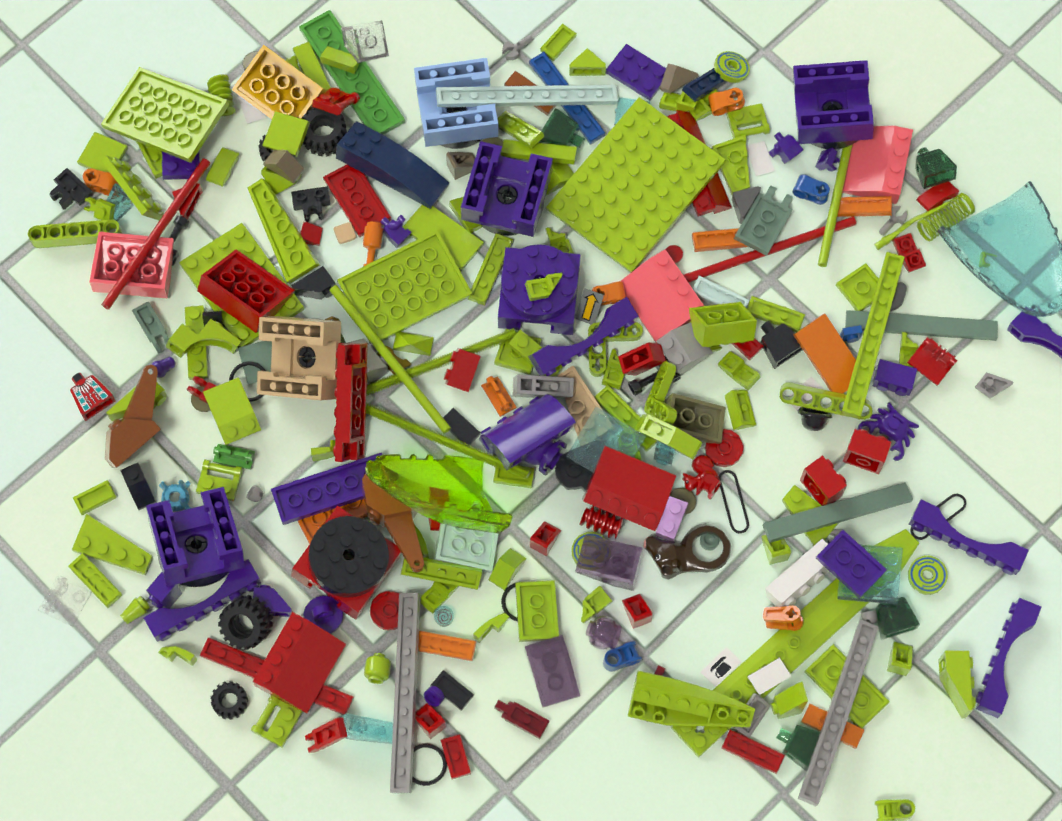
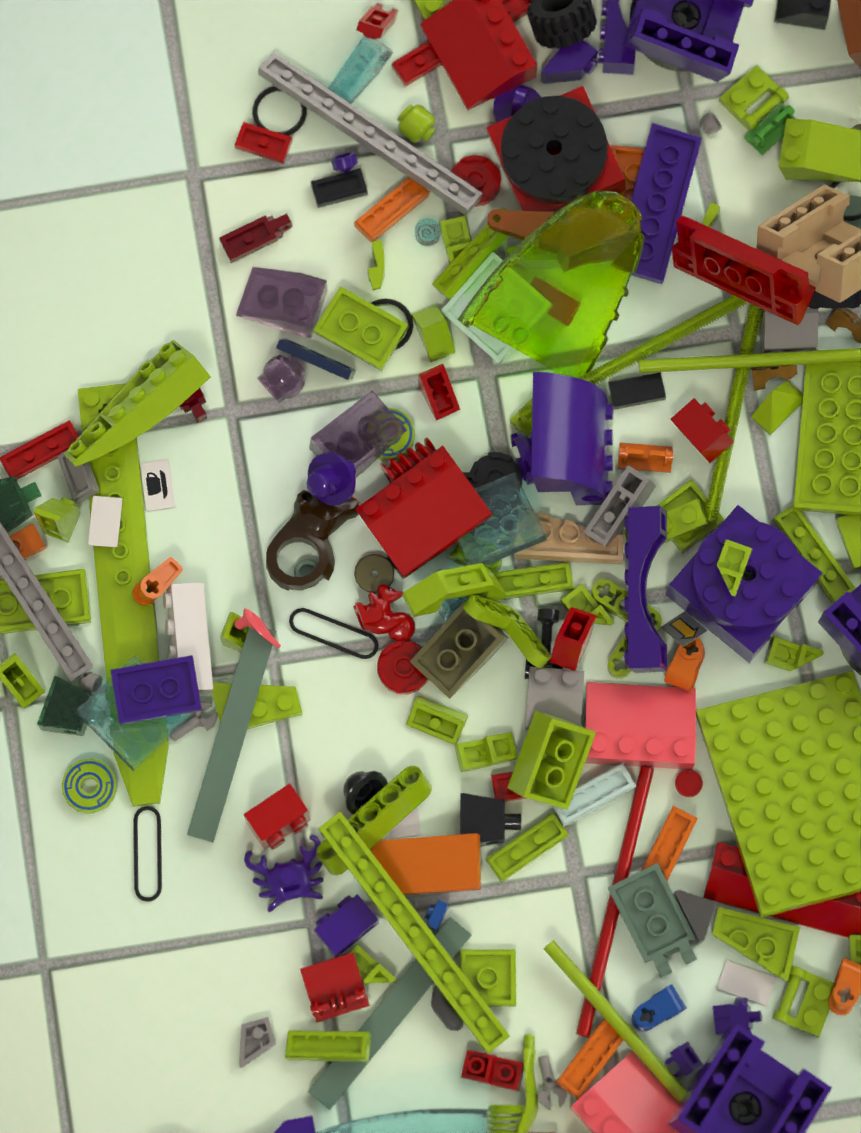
camera: 125 degrees right, 5 degrees up
(181, 488) = (776, 45): medium azure piece -> none
(429, 721) = (321, 140): red slope -> none
(576, 623) = (316, 358): none -> dark blue tile
(594, 603) = (326, 397): lime slope -> none
(625, 655) = (242, 386): blue piece -> none
(637, 611) = (283, 434): red slope -> none
(649, 554) = (331, 478): none -> dark purple plate
(671, 519) = (358, 541): lavender brick -> none
(769, 534) = (253, 621): none -> coral bar
(823, 481) = (276, 739): red brick -> none
(930, 520) = (43, 890): dark purple arch -> none
(966, 342) = (328, 1046): none -> lime plate

